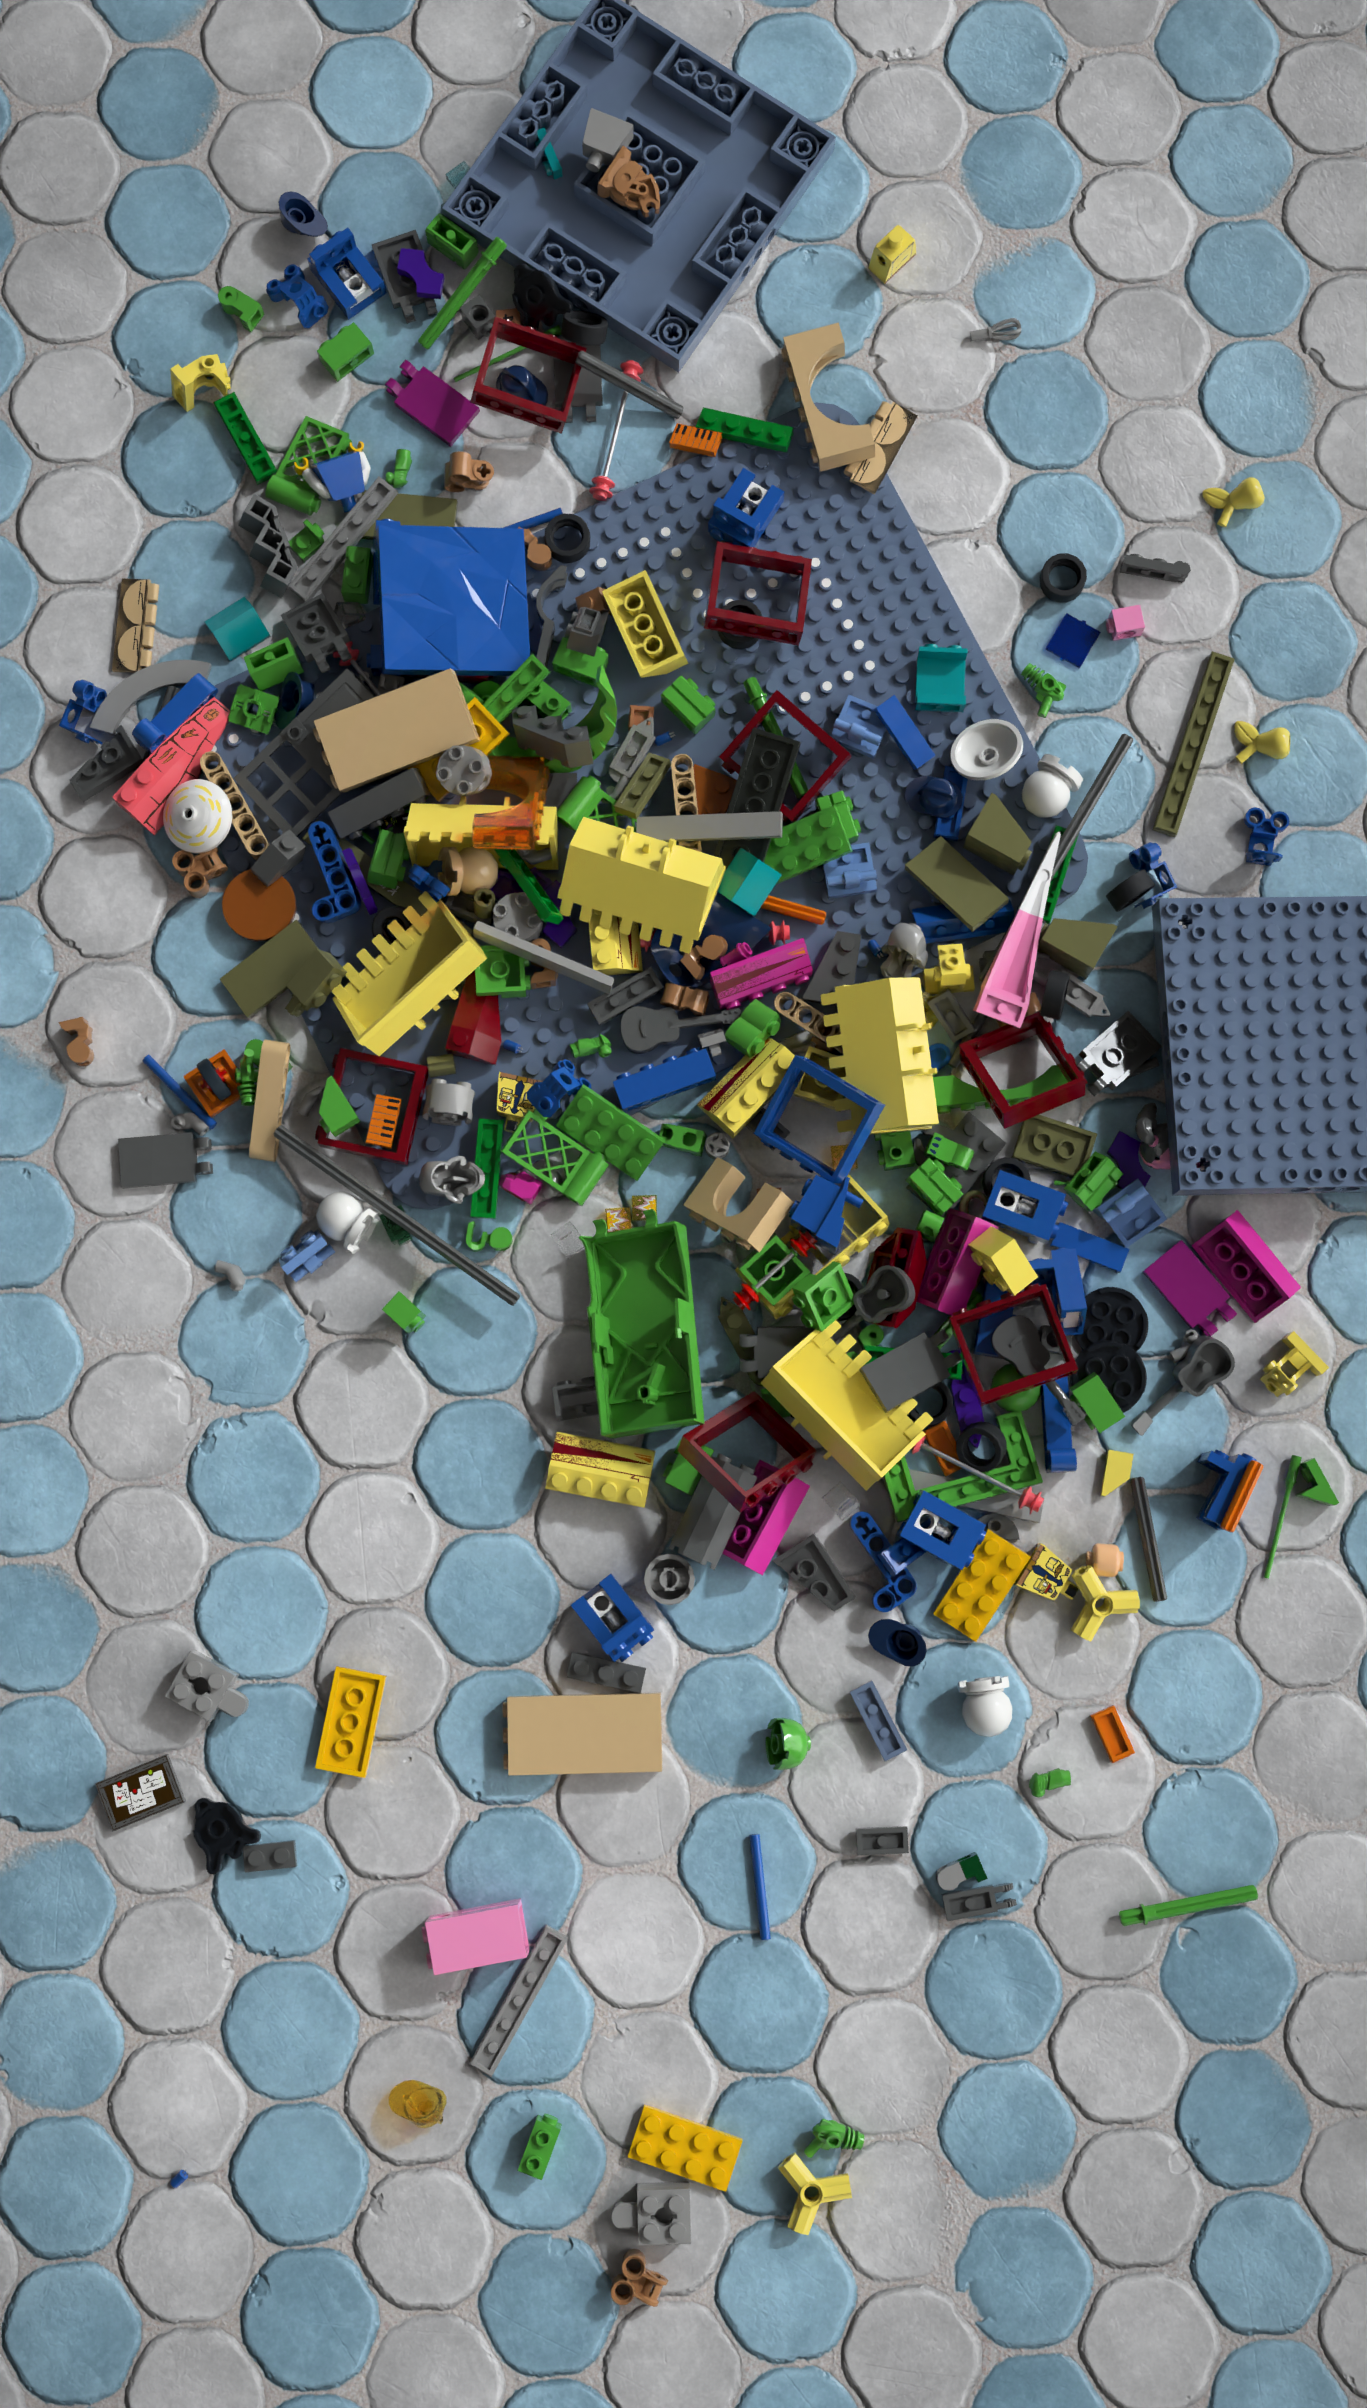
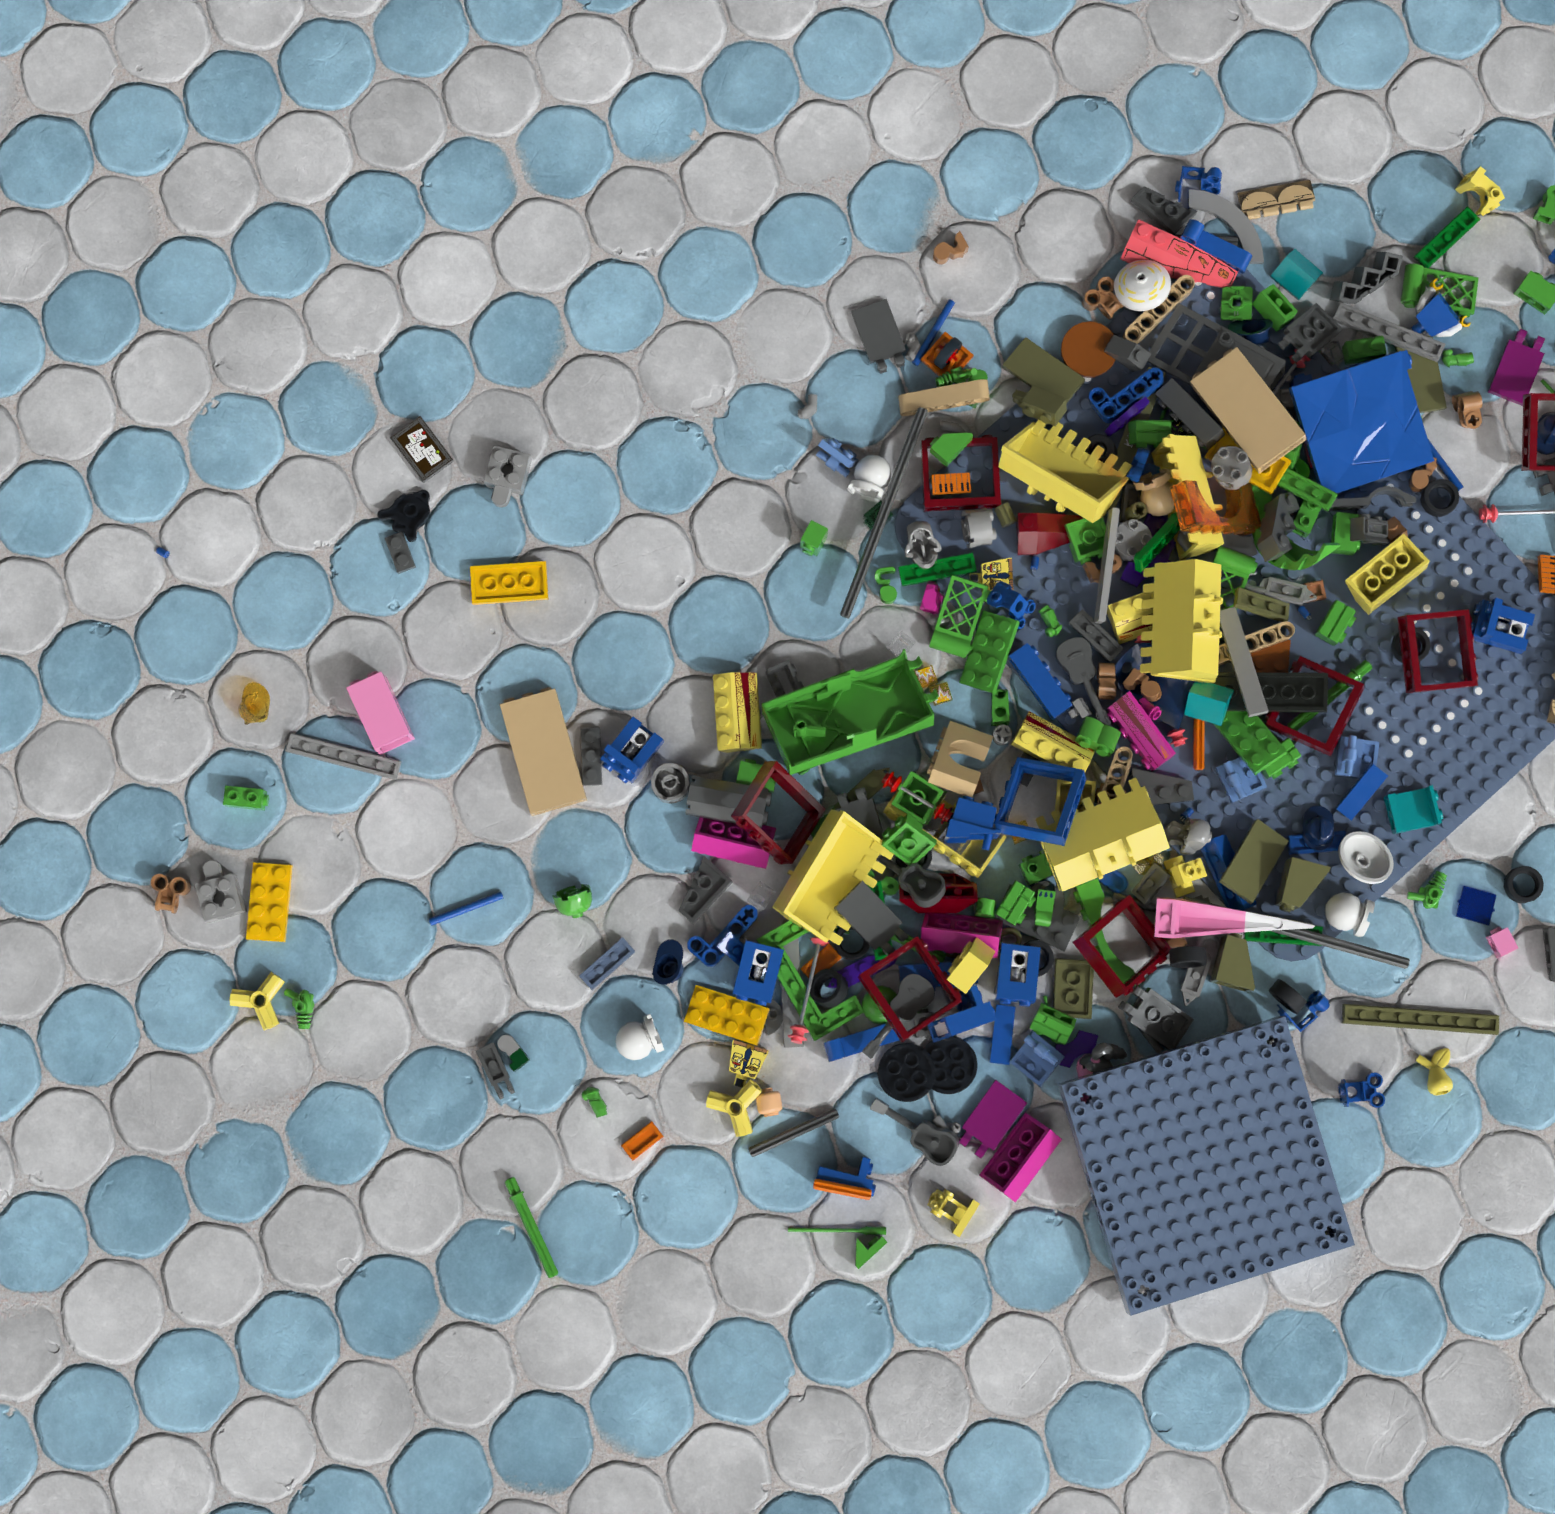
camera: 75 degrees right, 0 degrees up
(307, 541) = (1379, 306): bright green bracket -> none
(882, 1840) = (521, 988): dark grey plate -> none
(1096, 1402) = (884, 1066): bright green brick -> none
(1116, 1470) = (838, 1096): light yellow tile -> none

